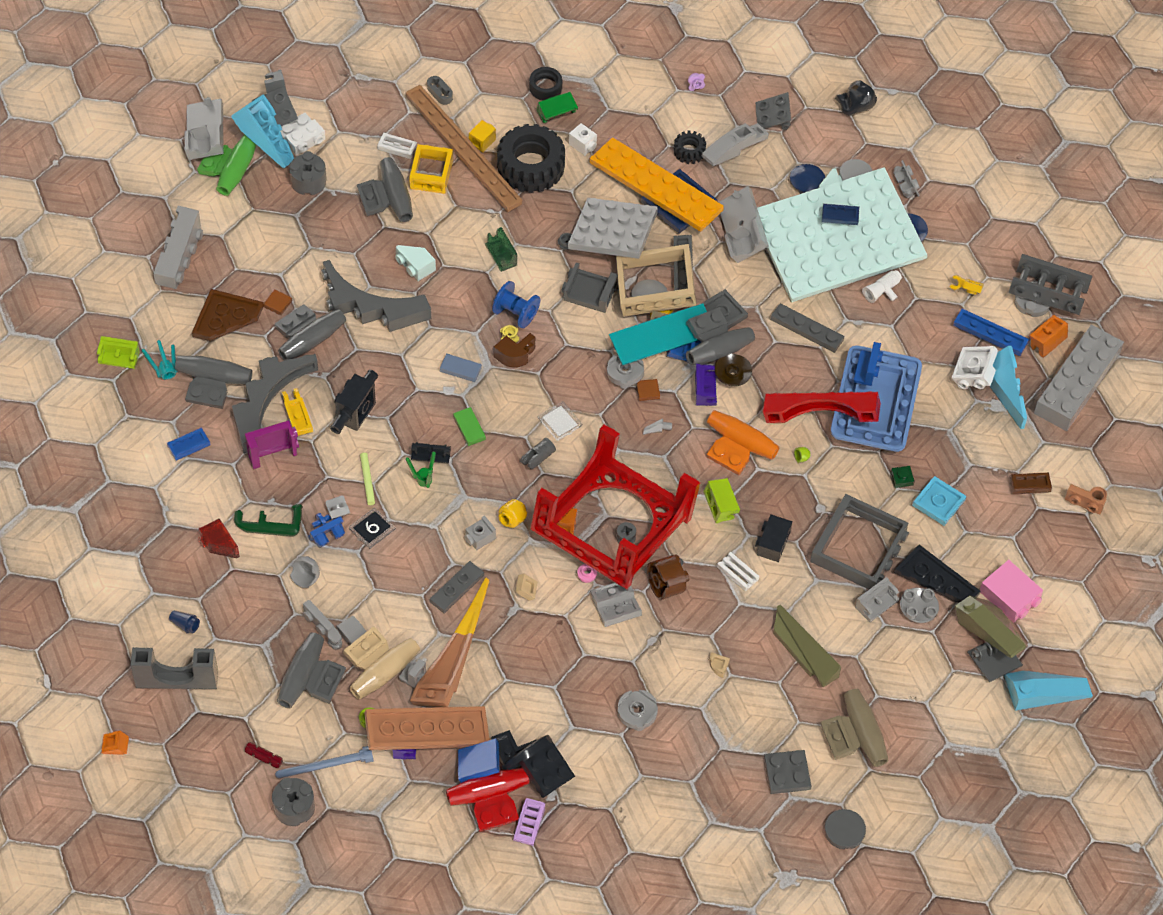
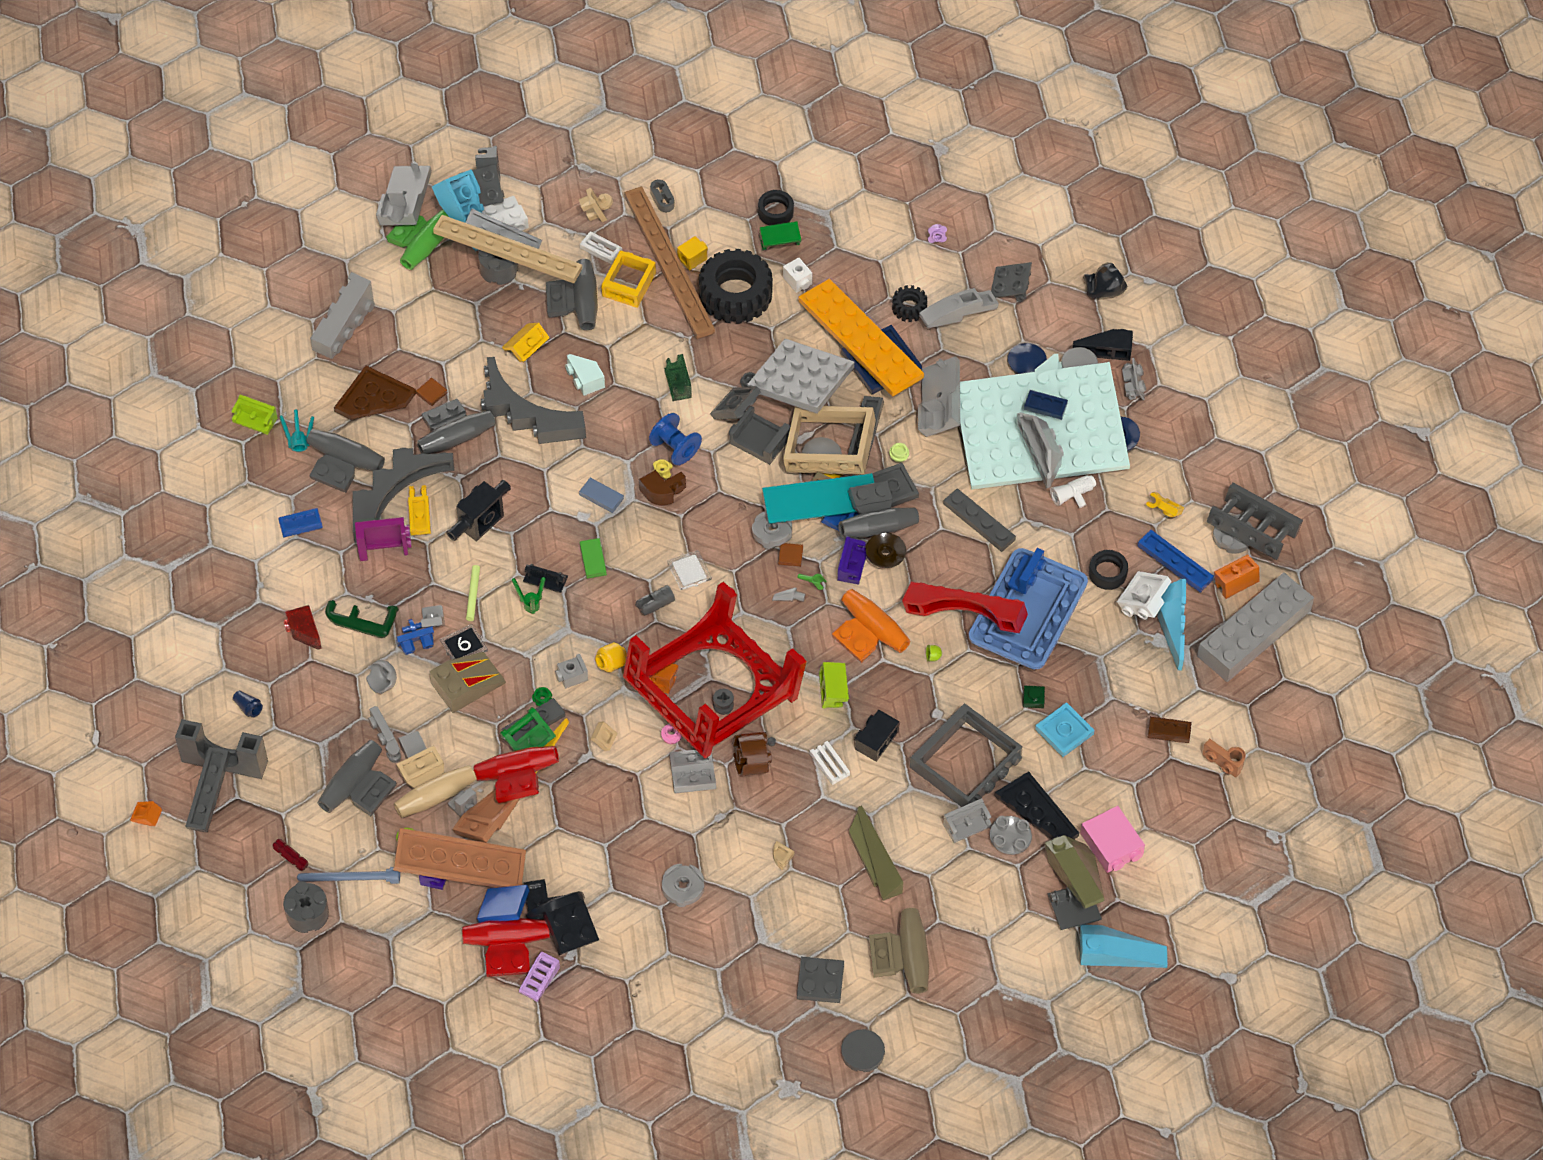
camera: 15 degrees right, 0 degrees up
(170, 709) = (208, 789): none -> dark grey plate
(298, 145) = (495, 226): none -> plate
(316, 160) = (507, 249): none -> tan plate
(353, 240) = (526, 341): none -> yellow panel
(382, 109) = (594, 206): none -> tan hips
(383, 560) = (465, 680): none -> dark tan slope
(456, 635) = (516, 771): none -> red plate
(458, 557) = (541, 692): none -> green plate
(461, 604) = (535, 737): none -> green plate
(561, 262) = (735, 403): none -> dark grey plate
(678, 408) = (816, 580): none -> bright green hand
(719, 280) = (899, 452): none -> yellowish green plate
(846, 250) = (1041, 445): none -> light grey wedge
(877, 152) = (1110, 344): none -> black slope
(936, 339) = (1114, 557): none -> black tyre

